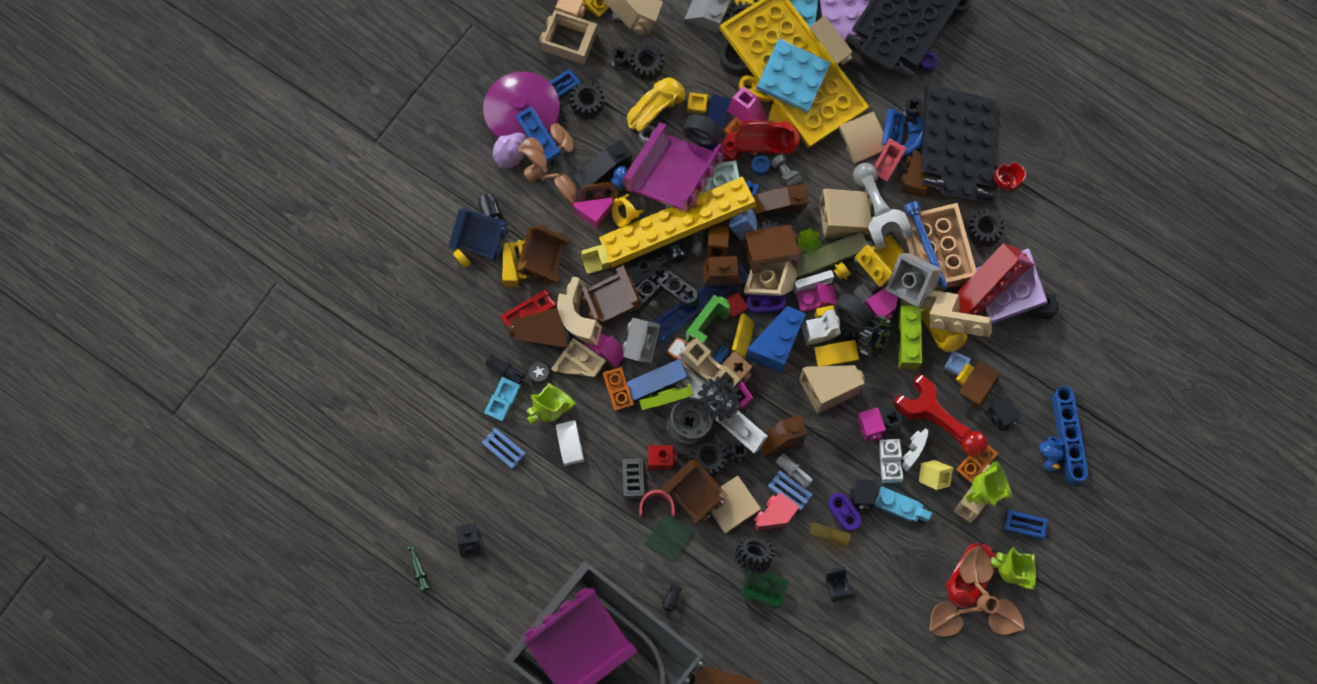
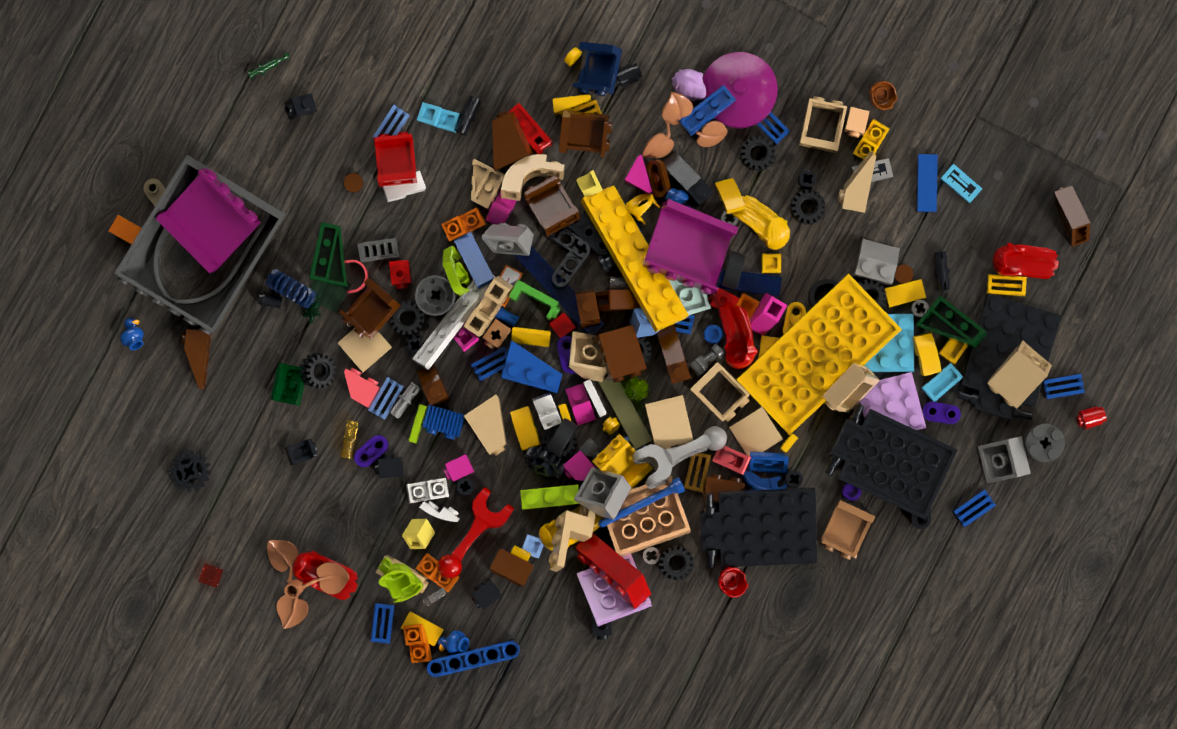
camera: 90 degrees right, 15 degrees up
(538, 372) = (469, 147): dark grey tile -> none
(541, 445) = (395, 159): none -> red panel
(549, 404) = (437, 162): lime helmet -> none
(558, 495) = (353, 183): none -> reddish brown tile
(626, 126) = (730, 195): none -> yellow slope
(633, 528) = (328, 257): none -> dark green wedge
(663, 570) = (290, 288): none -> dark blue gear
(688, 555) = (312, 311): none -> clear green plant
(719, 406) = (457, 328): black gear -> none
(776, 384) = (478, 371): none -> blue tile
(793, 75) = (806, 354): medium azure plate -> none
(807, 176) = (729, 414): none -> tan window
(820, 434) = (443, 421): none -> blue brick
(821, 460) = (417, 425): none -> lime tile
(877, 107) = (788, 443): none -> yellow tile
(894, 204) = (693, 487): none -> pearl gold tile
(901, 506) = (385, 504): medium azure hinge -> none
(965, 69) = (846, 529): none -> medium nougat panel
(979, 245) = (650, 549): none -> light grey bush
(1004, 464) = (434, 597): none -> clear tile
(1016, 568) = (336, 617): lime helmet -> none
(1034, 485) = (432, 631): none -> yellow tile
(1050, 489) = (418, 643): none -> orange slope

